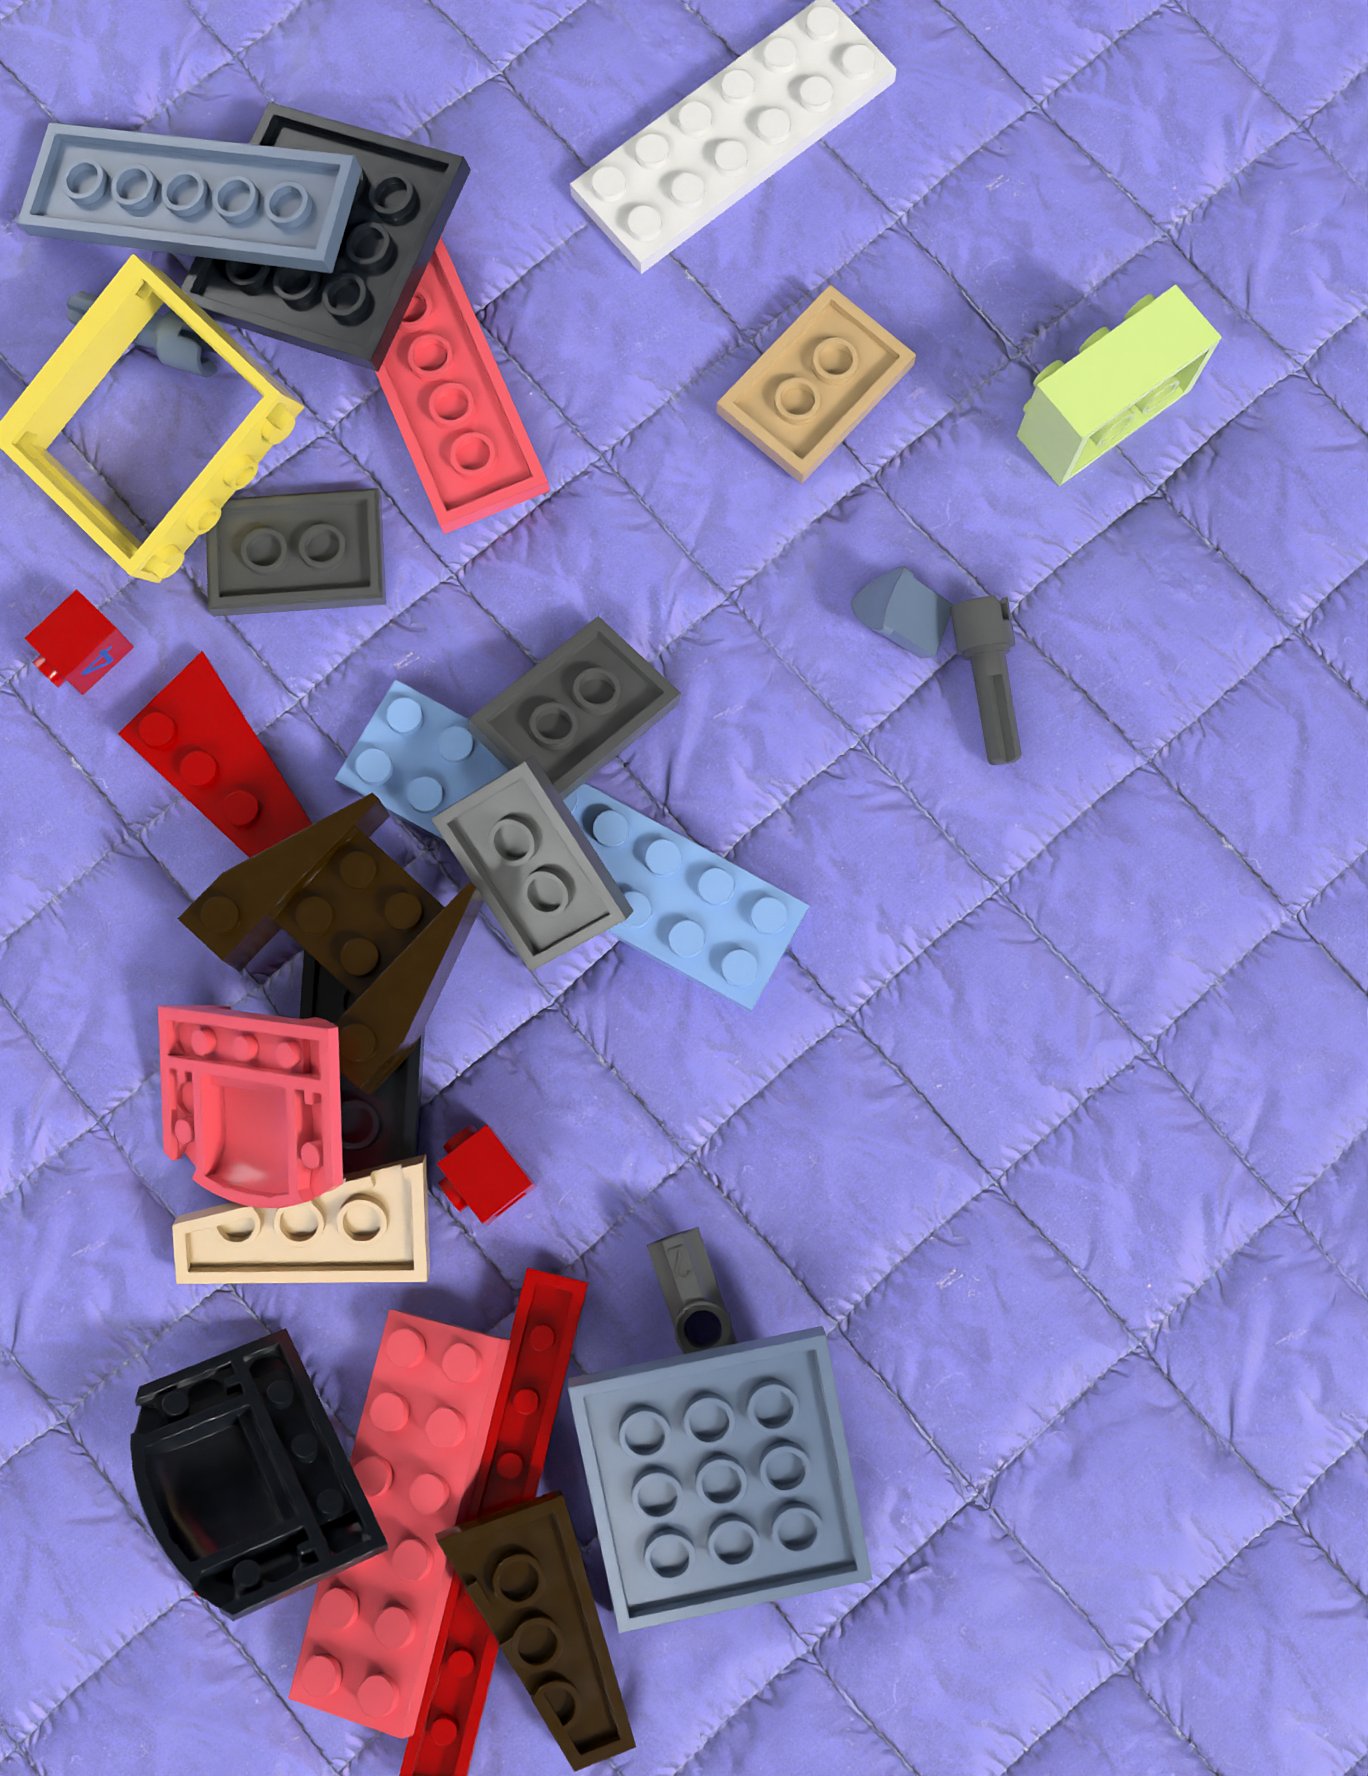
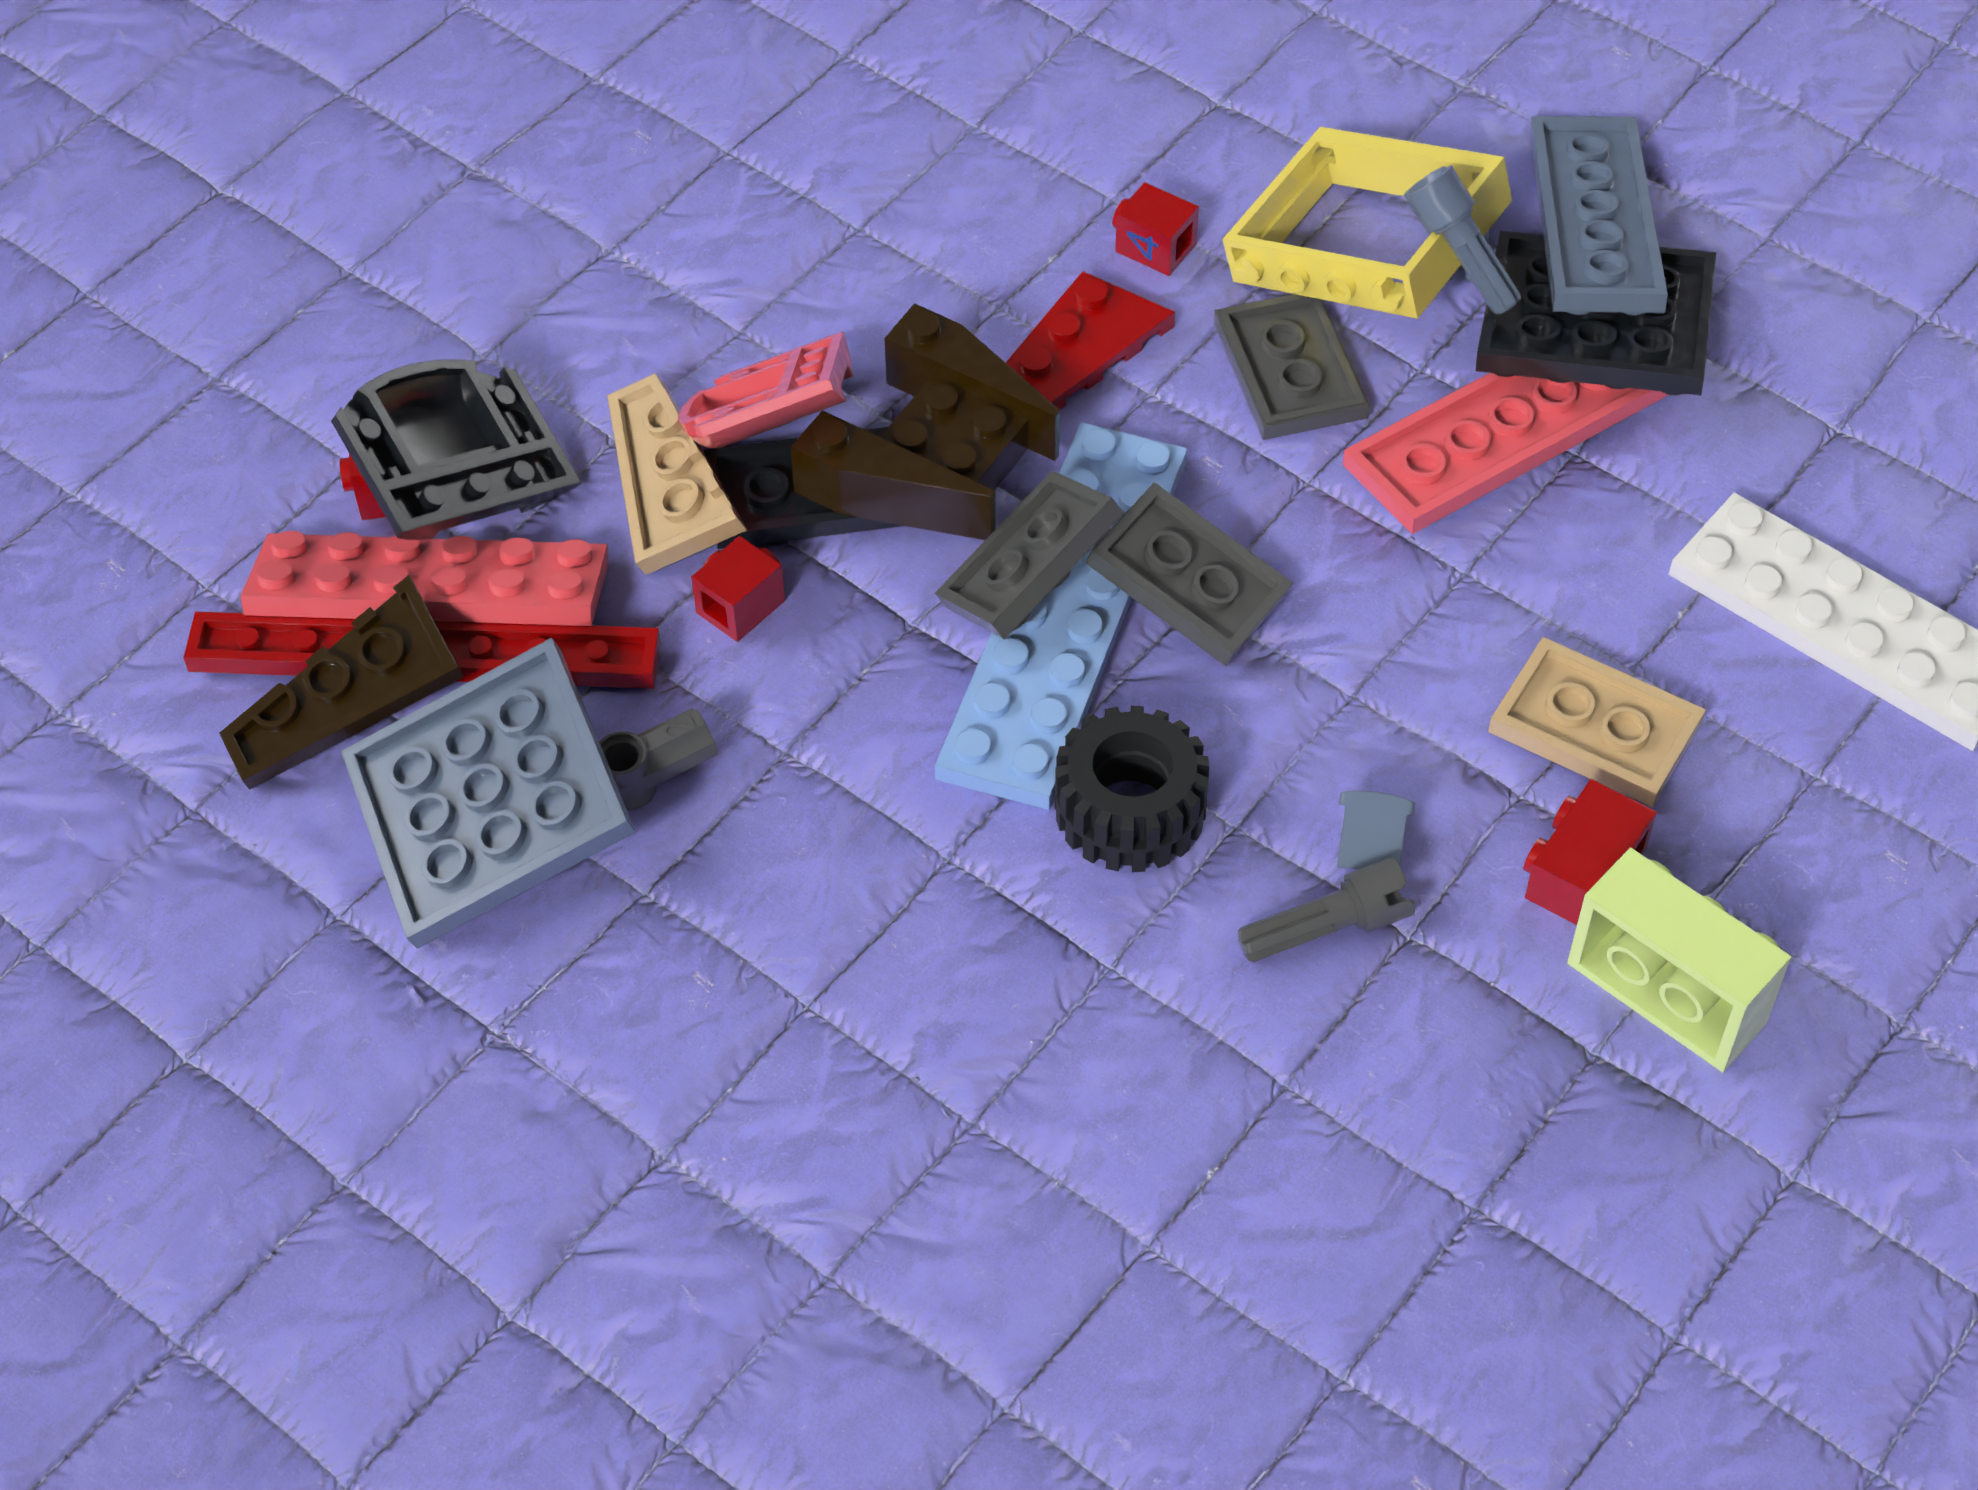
camera: 80 degrees right, 25 degrees down
(214, 328) = (1445, 208): none -> sand blue piece
(835, 776) = (1131, 827): none -> black tyre
(968, 431) = (1585, 845): none -> red brick

